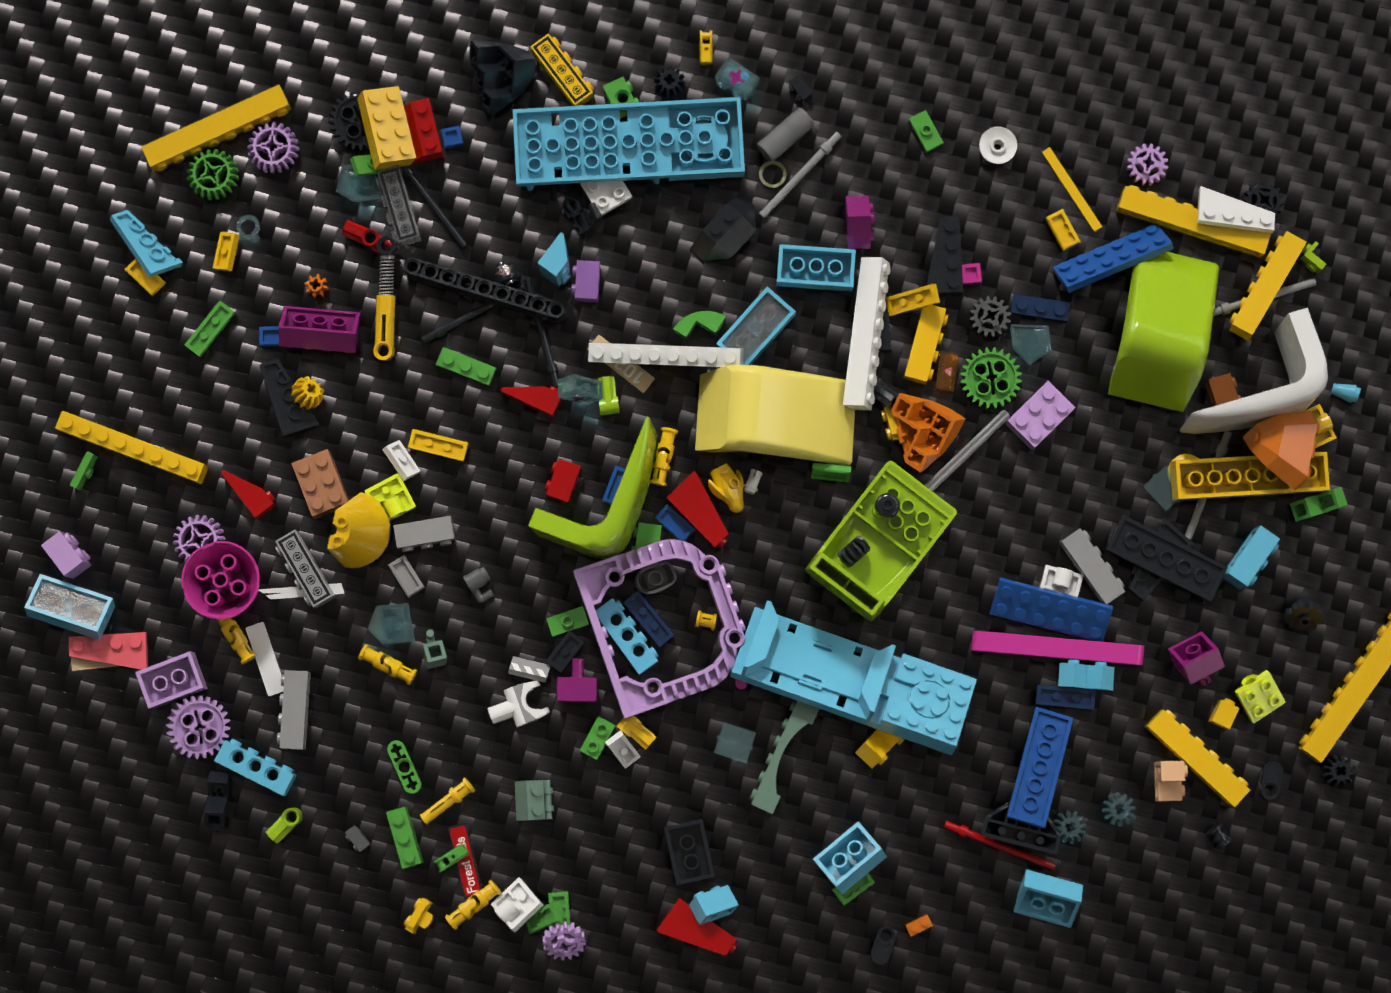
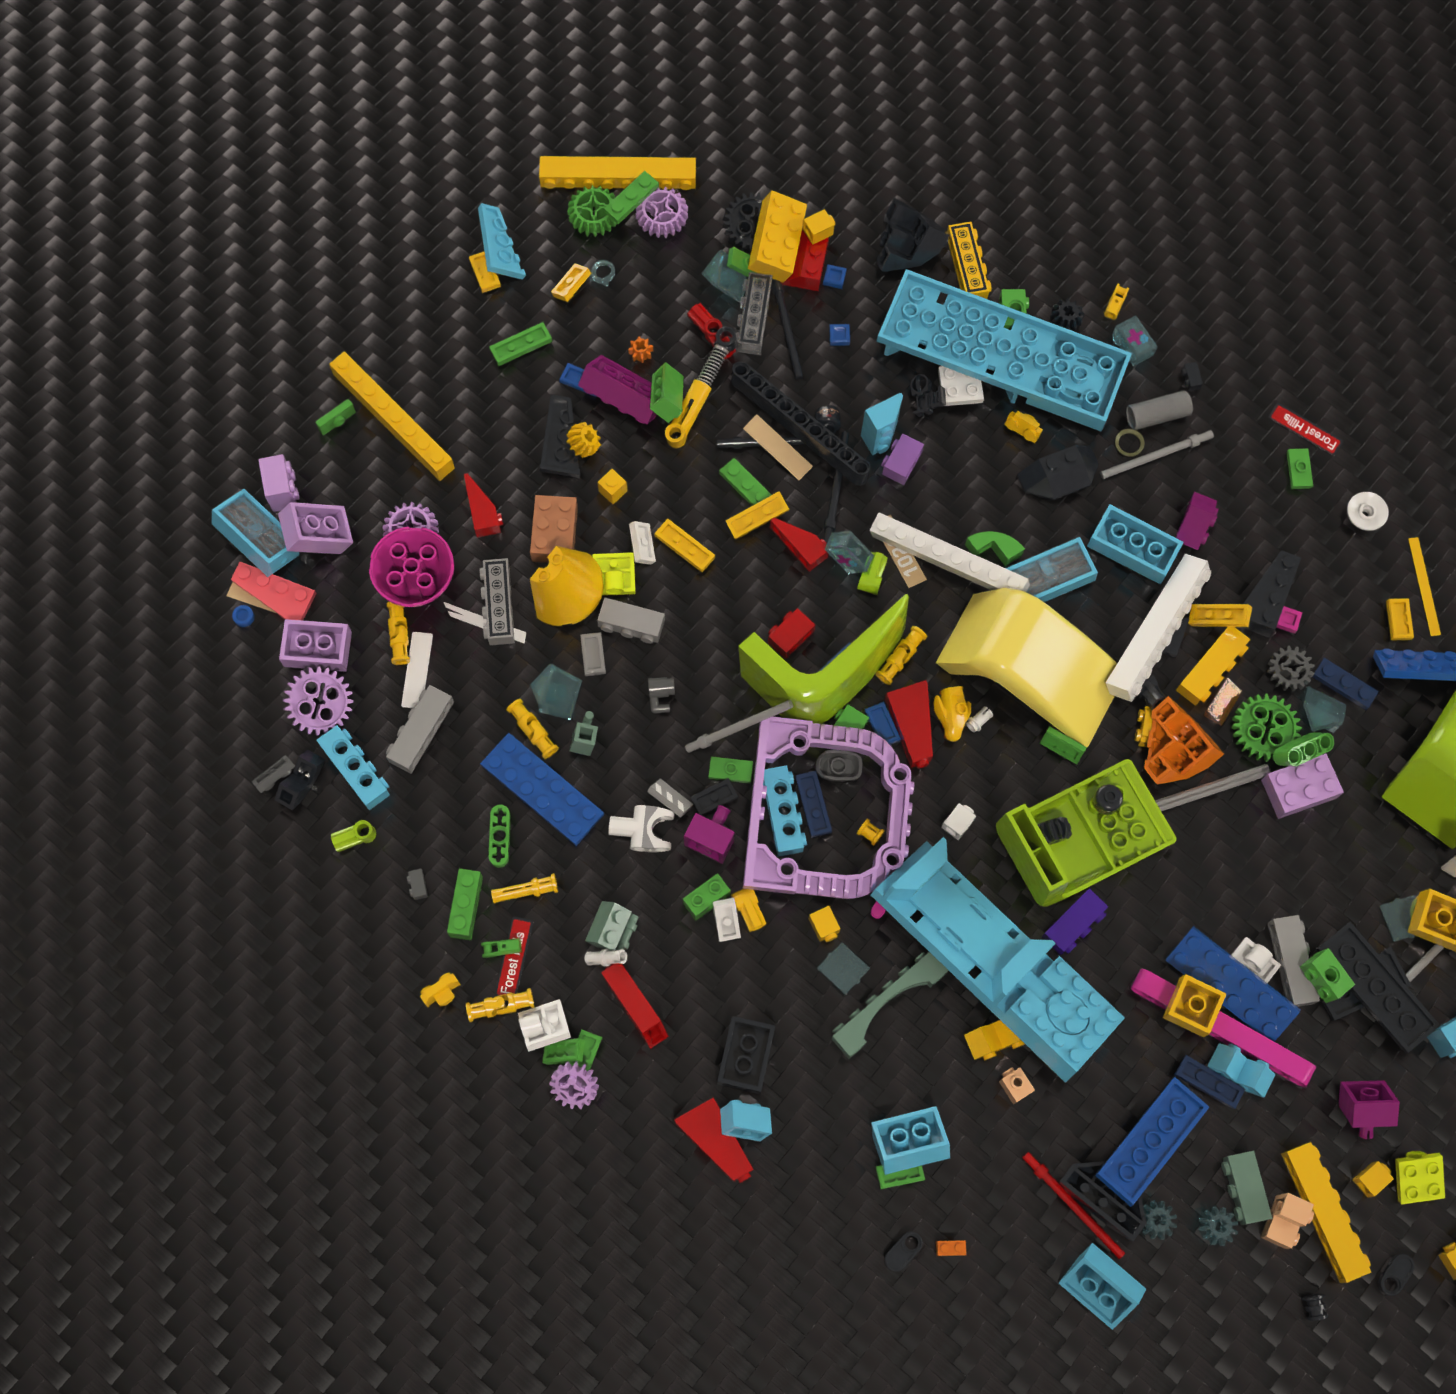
camera: 20 degrees right, 10 degrees down
(95, 682) = (243, 616): none -> blue tile
(120, 581) = (315, 528): none -> lavender brick
(192, 804) = (268, 778): none -> dark grey plate
(241, 149) = (631, 197): none -> bright green plate
(352, 422) = (612, 486): none -> yellow brick
(359, 318) = (667, 393): none -> bright green brick
(419, 104) = (818, 226): none -> yellow brick
(420, 711) = (542, 789): none -> blue plate
(476, 320) = (778, 447): none -> tan sticker
(481, 190) = (839, 334): none -> blue tile
(487, 390) = (757, 515): none -> yellow plate
(537, 607) = (706, 740): none -> light grey bar
(540, 827) = (606, 957): none -> white pin
(580, 852) = (635, 1004): none -> red slope
(677, 201) = (1024, 425): none -> yellow piece
(703, 715) = (824, 924): none -> yellow brick
(774, 576) = (959, 821): none -> white brick
(904, 617) = (1076, 922): none -> dark purple brick
(913, 772) = (1016, 1084): none -> light nougat brick
(916, 91) = (1306, 429): none -> red sticker
(1027, 645) = (1194, 1005): none -> yellow brick
(1028, 385) = (1303, 749): none -> bright green beam
(1128, 768) = (1246, 1188): none -> sand green brick
(1132, 569) = (1327, 975): none -> bright green brick

